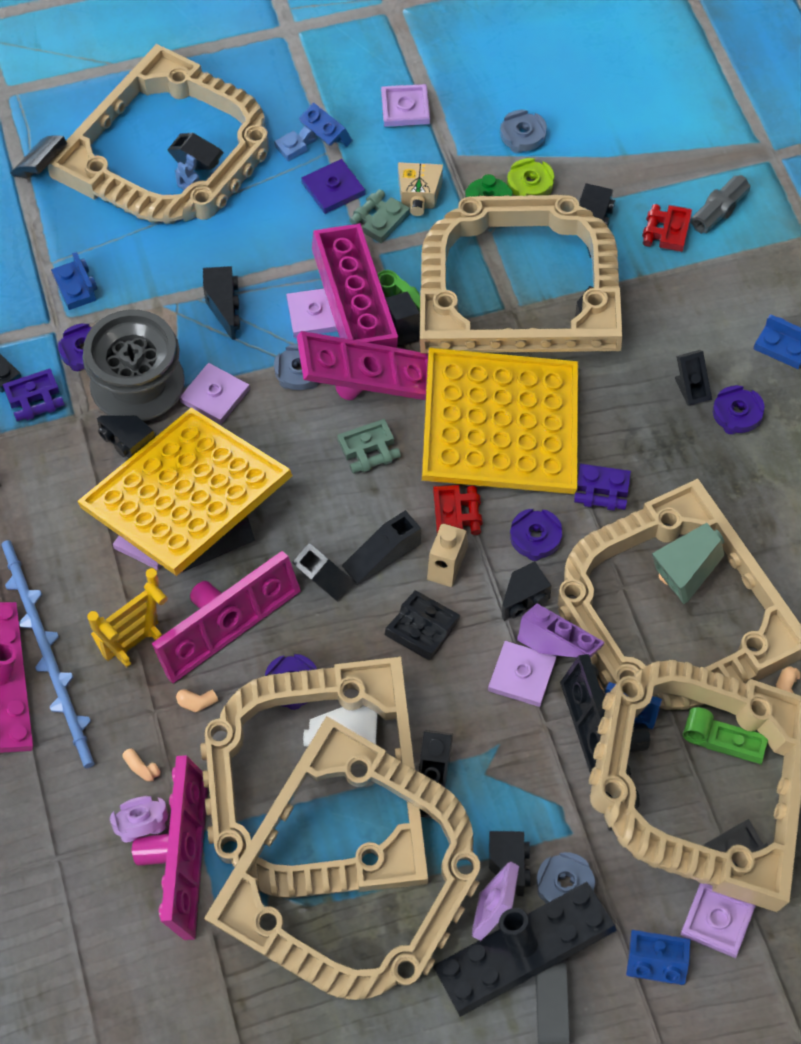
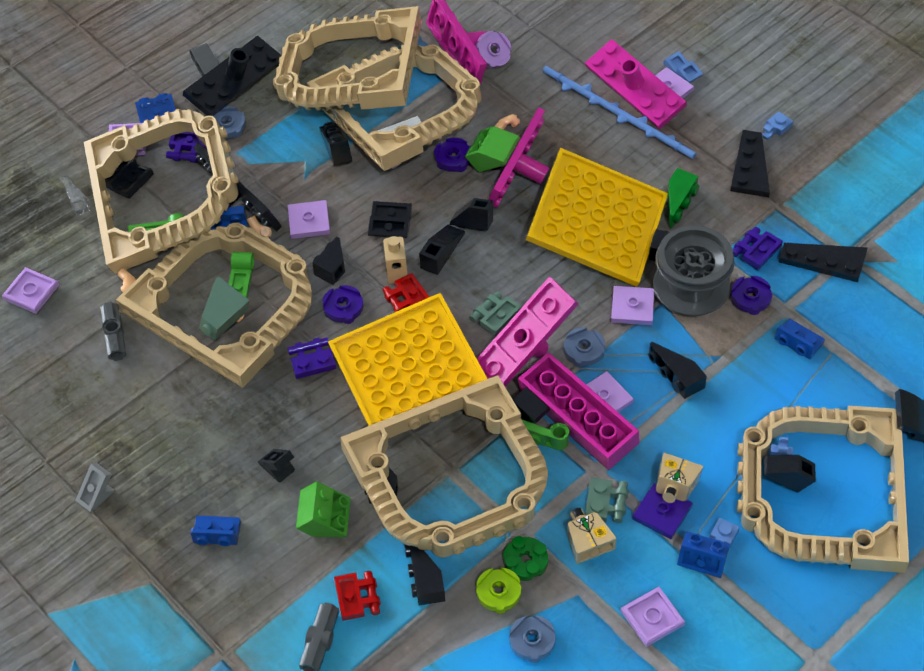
camera: 155 degrees right, 5 degrees down
(59, 498) = (680, 190): none -> green slope
(130, 623) = (571, 132): yellow hand -> none
(135, 763) = (513, 76): light nougat arm -> none
(243, 645) = (492, 148): none -> bright green slope
(303, 194) = (677, 478): none -> tan torso
(495, 900) = (260, 82): lavender plate -> none
(507, 847) = (266, 117): black slope -> none
(554, 635) = (291, 233): medium lavender slope -> none
(630, 872) = (181, 142): none -> dark purple plate
(647, 617) = (241, 272): none -> bright green plate
(667, 310) = (323, 511): none -> bright green slope
(733, 421) = (234, 467): dark purple plate -> none

